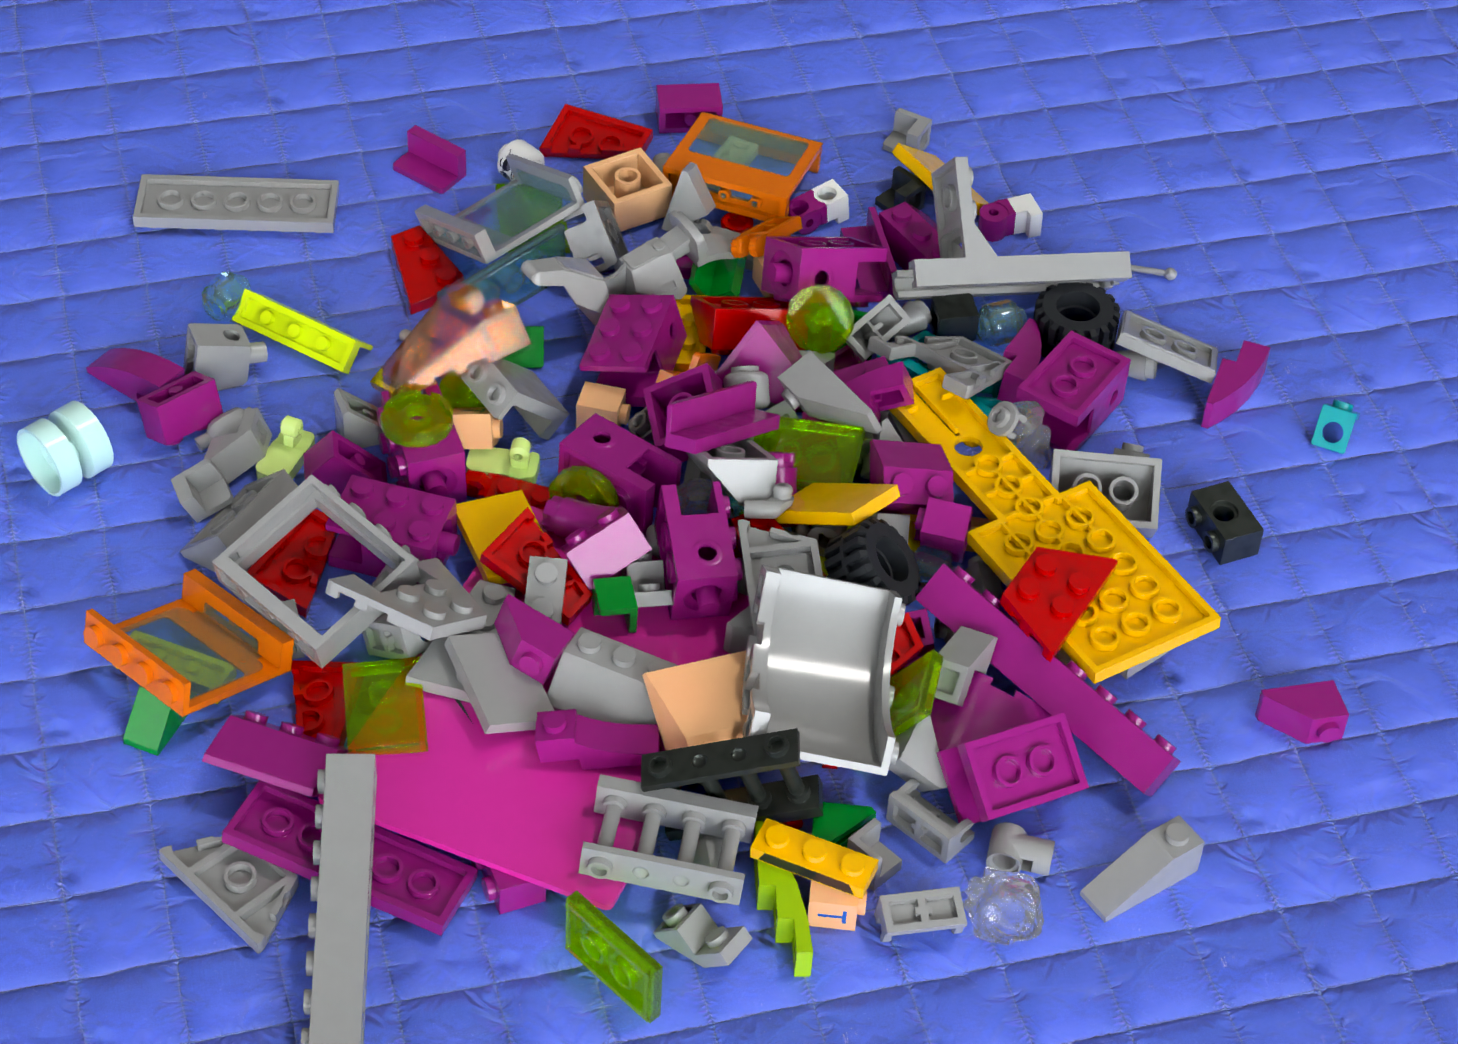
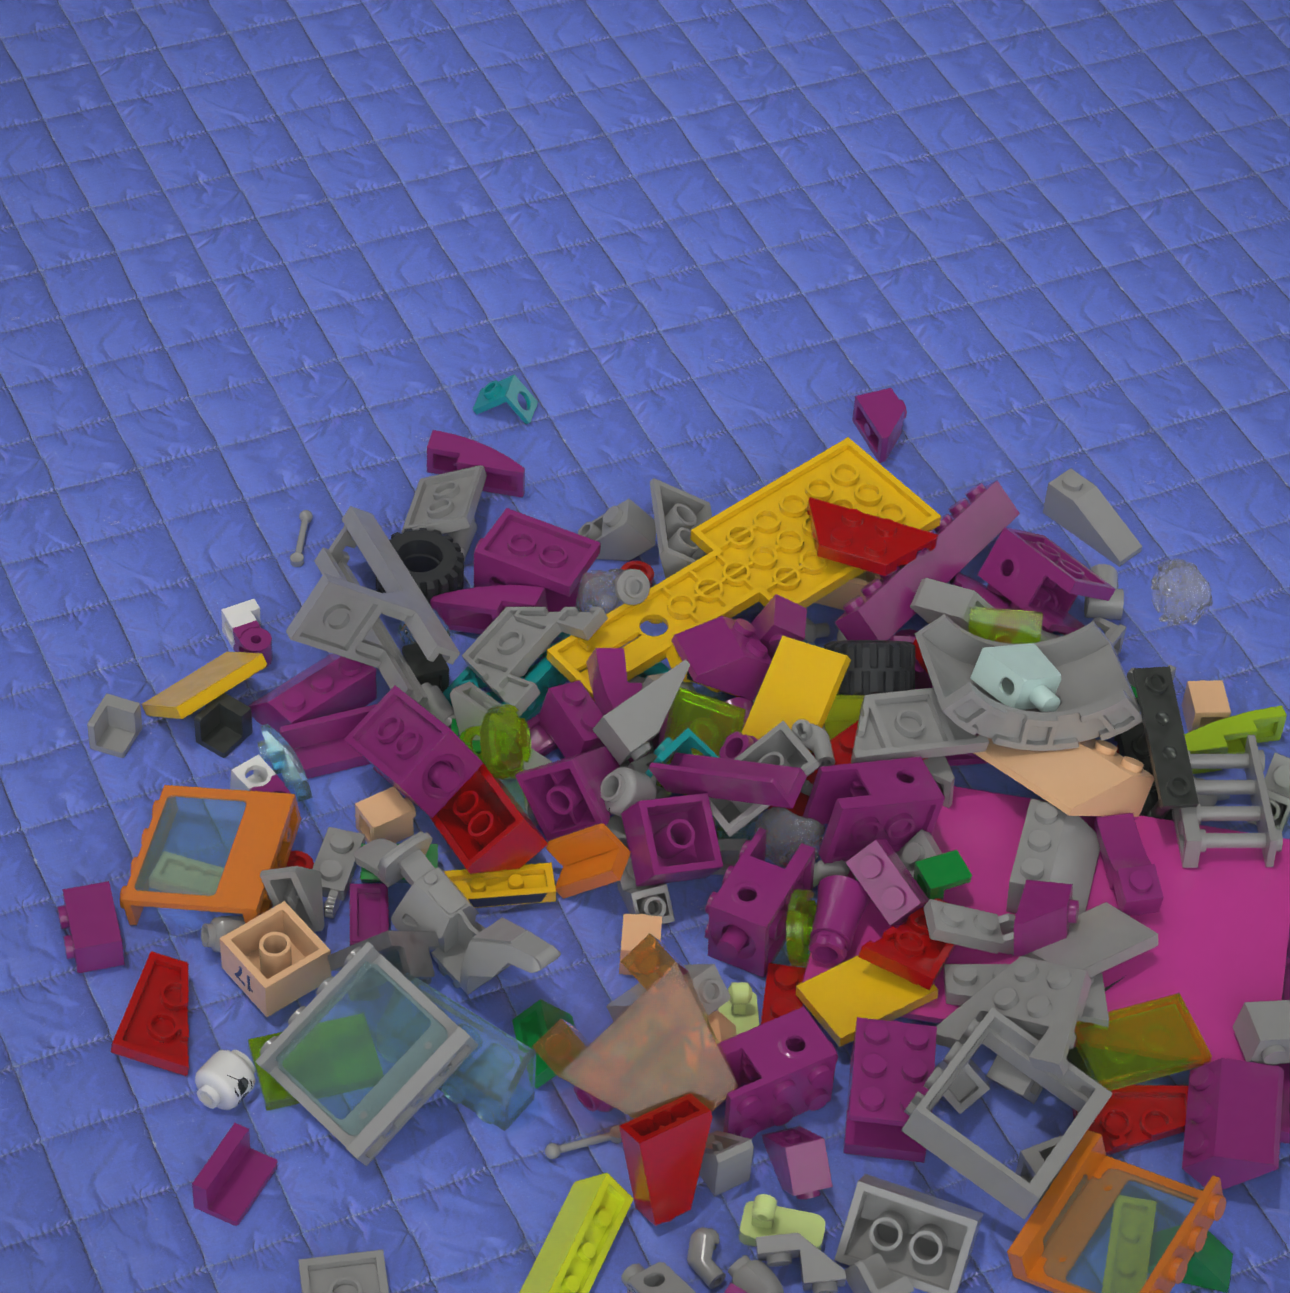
camera: 100 degrees left, 0 degrees up
(273, 401) = (700, 1256): none -> light grey arm
(297, 562) = (933, 1177): red wing -> none
(348, 358) = (666, 1156): none -> red slope
(417, 433) = (768, 1070): clear neon green tile -> none
(422, 267) = (434, 1148): red wing -> none
(634, 342) = (568, 906): magenta torso -> none
(754, 238) = (346, 815): orange hinge -> none
(780, 405) = (681, 744): none -> teal bracket
(814, 858) = (1193, 696): yellow plate -> none
(831, 672) = (1018, 677): none -> light aqua torso
(840, 215) = (284, 761): none -> clear light blue slope
(920, 912) = (1200, 648): light grey hinge -> none
(1224, 523) = (673, 463): pearl dark grey brick -> none

